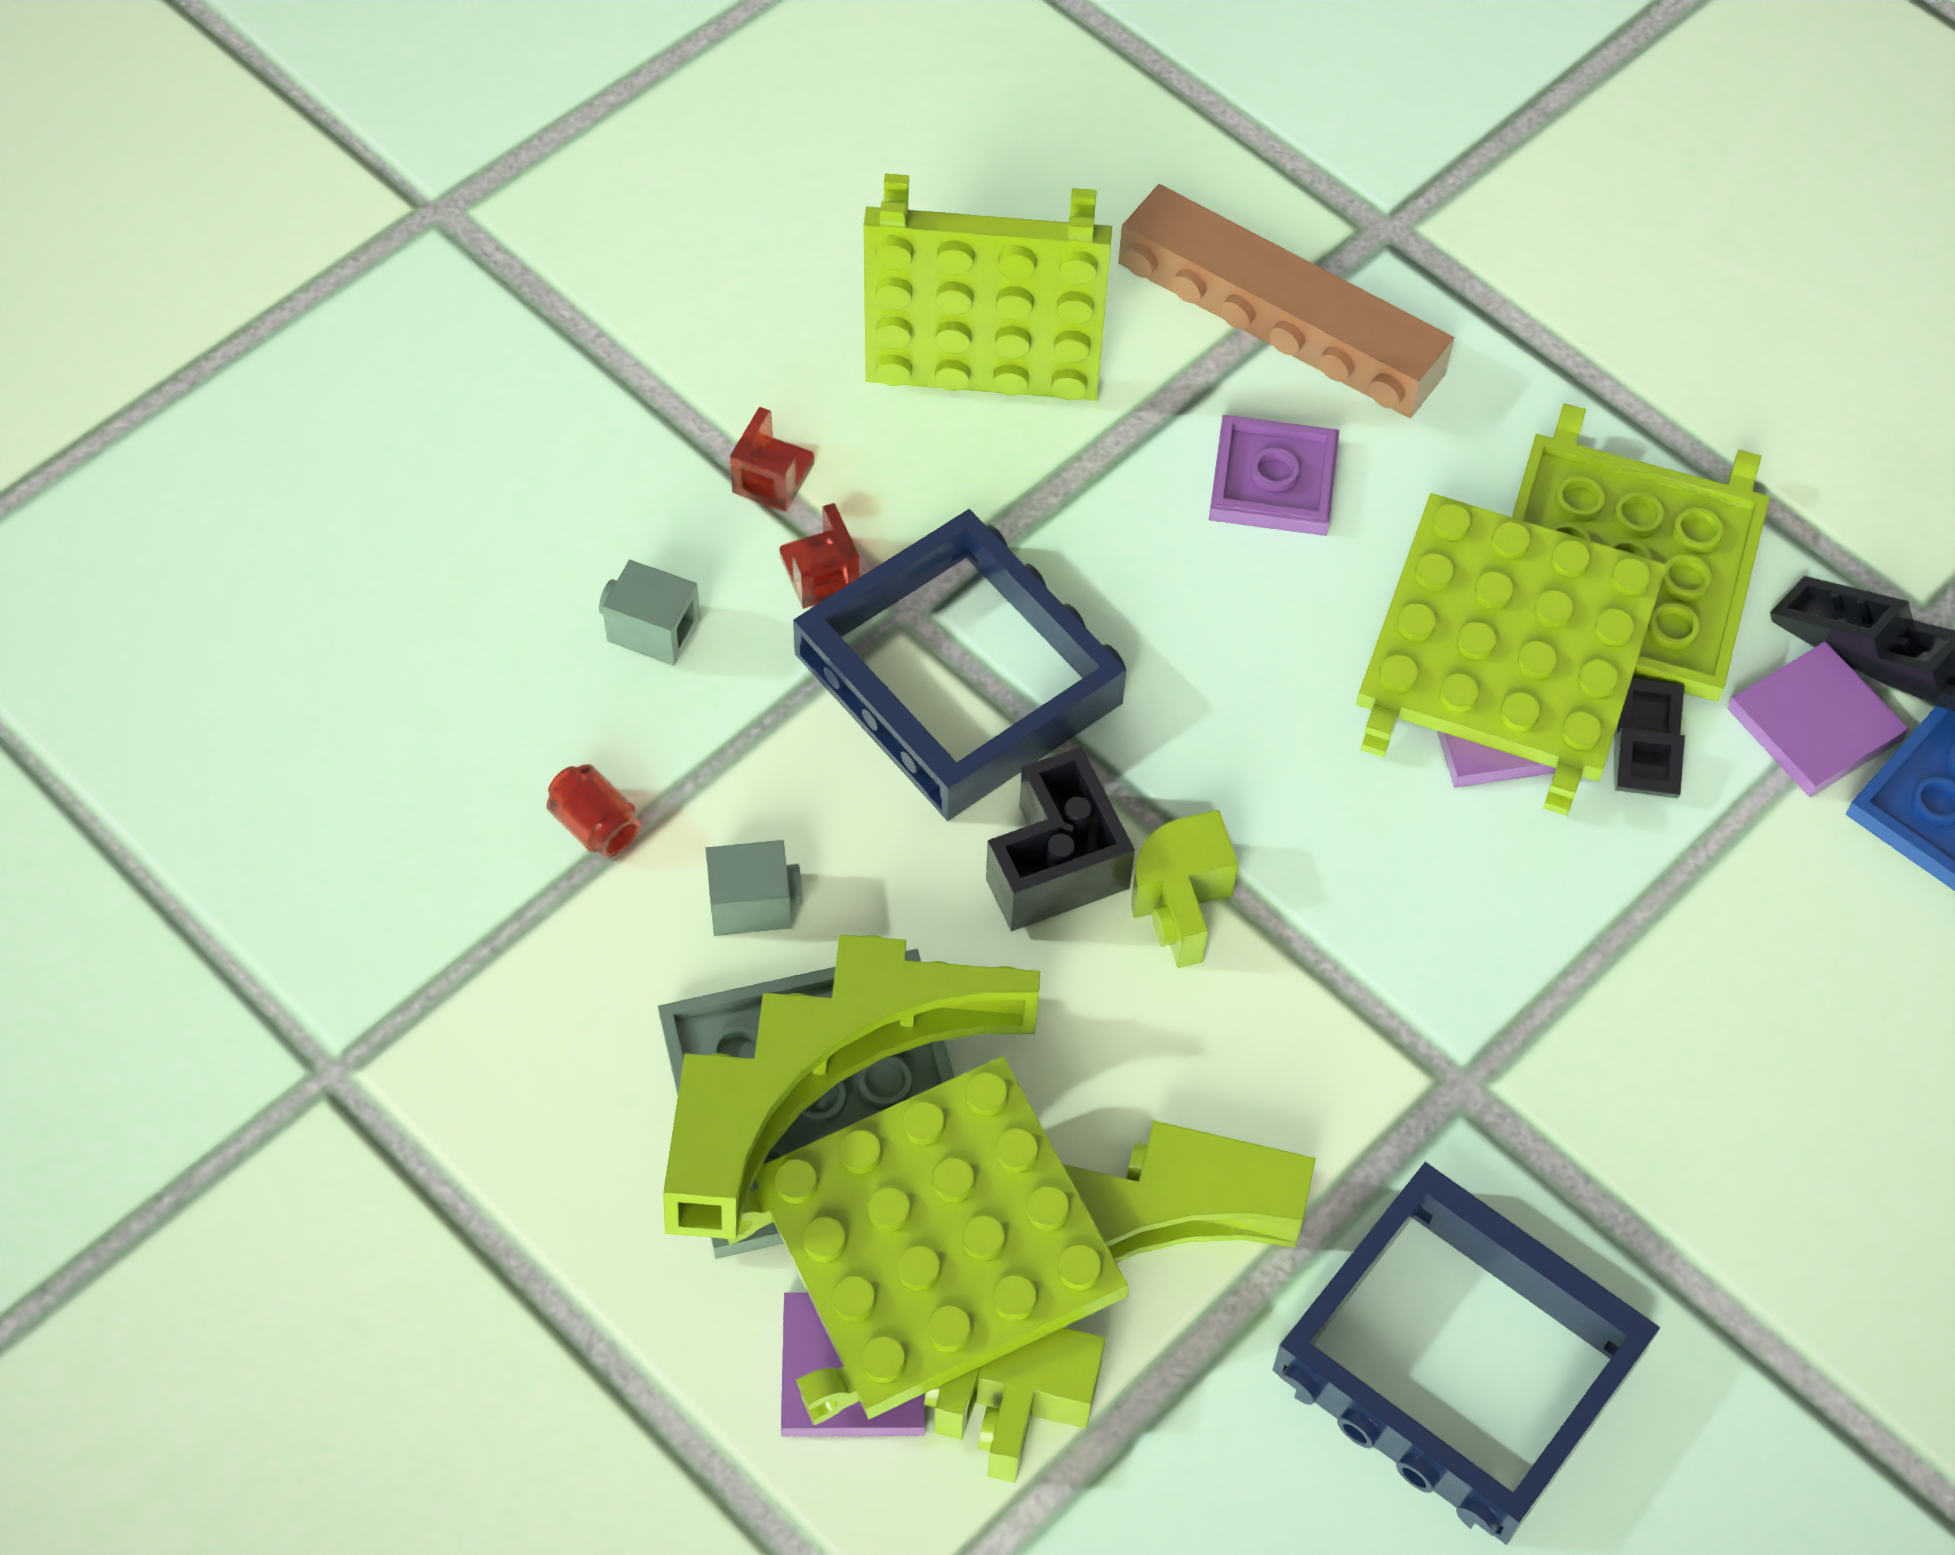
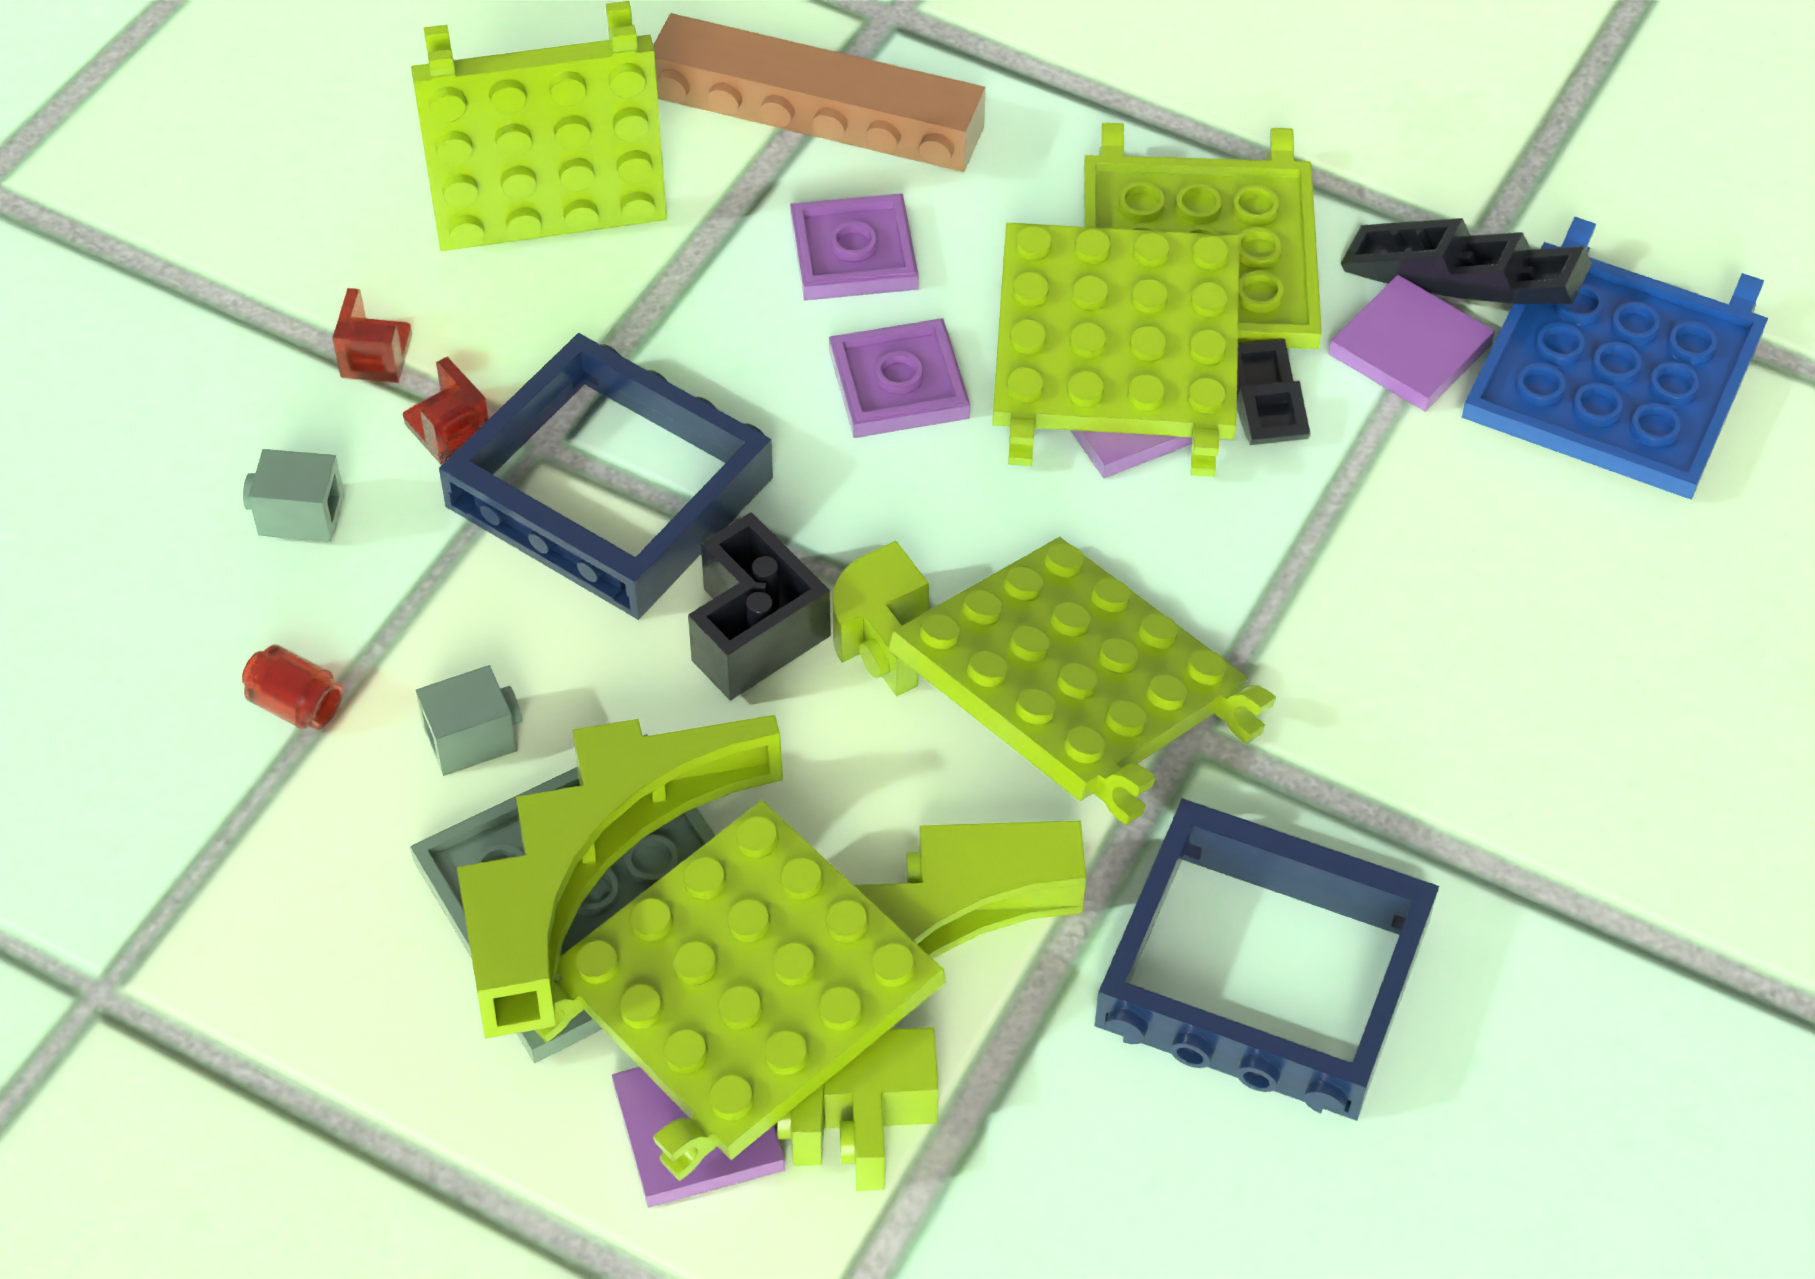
camera: 15 degrees left, 5 degrees down
(1278, 628) = (899, 378): none -> medium lavender tile
(1360, 996) = (1076, 673): none -> lime plate

